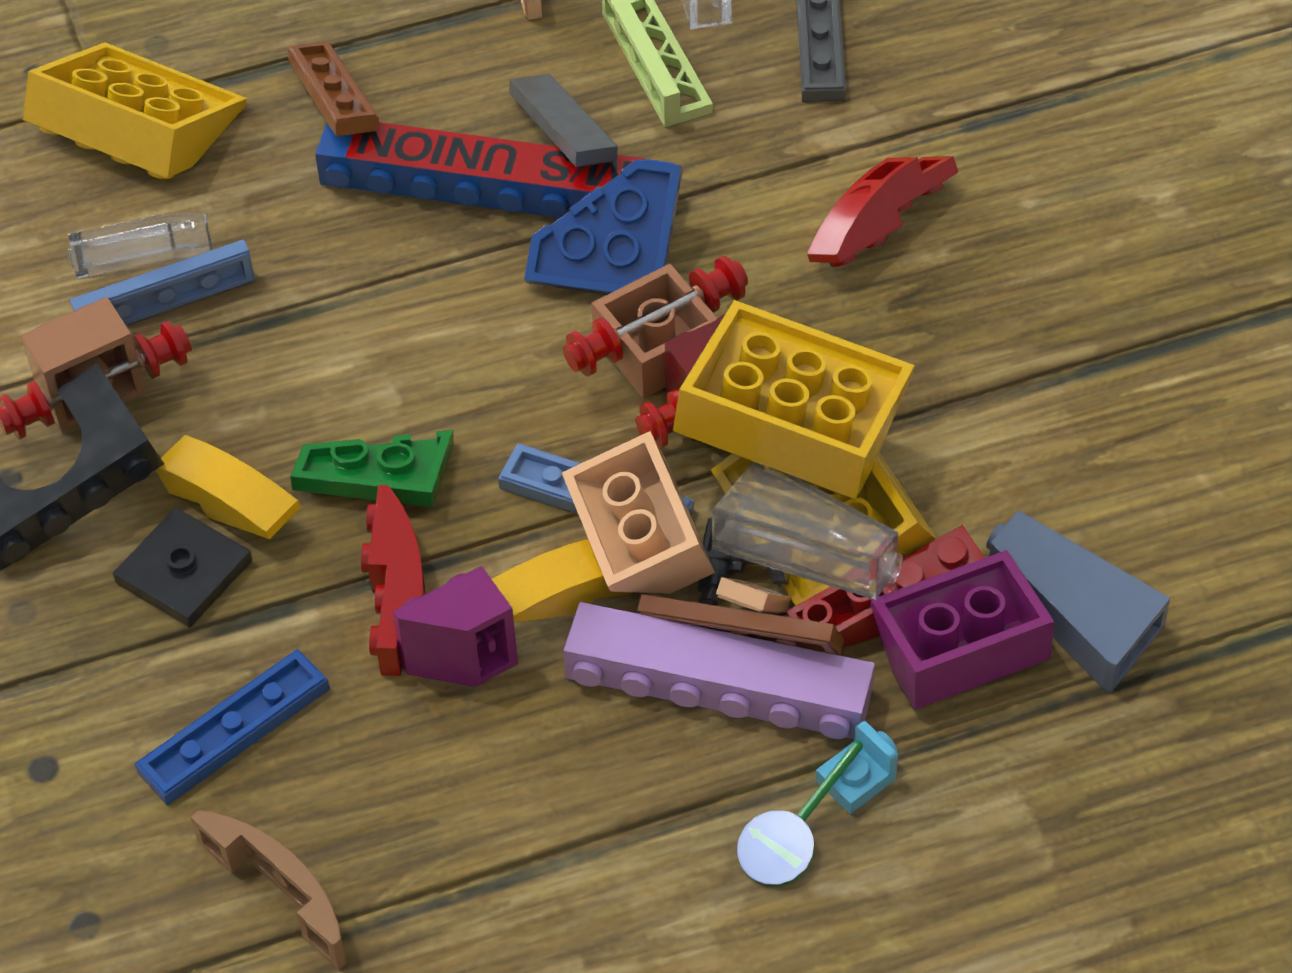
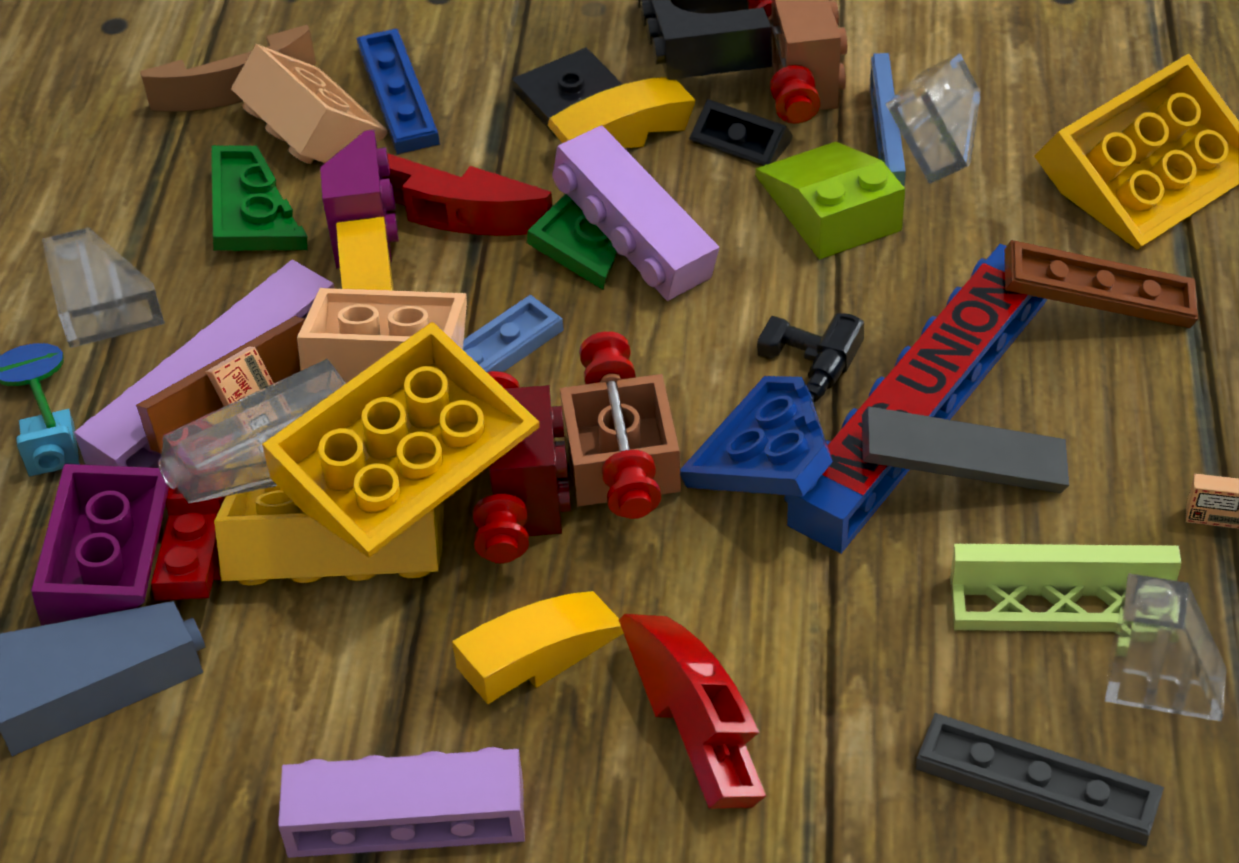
camera: 115 degrees right, 5 degrees down
(200, 404) = (740, 133): none -> black slope
(267, 305) = (836, 197): none -> lime slope
(314, 773) = (301, 105): none -> light nougat slope
(376, 417) = (634, 212): none -> lavender brick
(468, 251) = (829, 352): none -> black piece
(477, 765) = (247, 204): none -> green wing
(659, 832) = (97, 289): none -> clear slope
(877, 318) = (534, 642): none -> yellow slope
(1059, 341) = (402, 802): none -> lavender brick

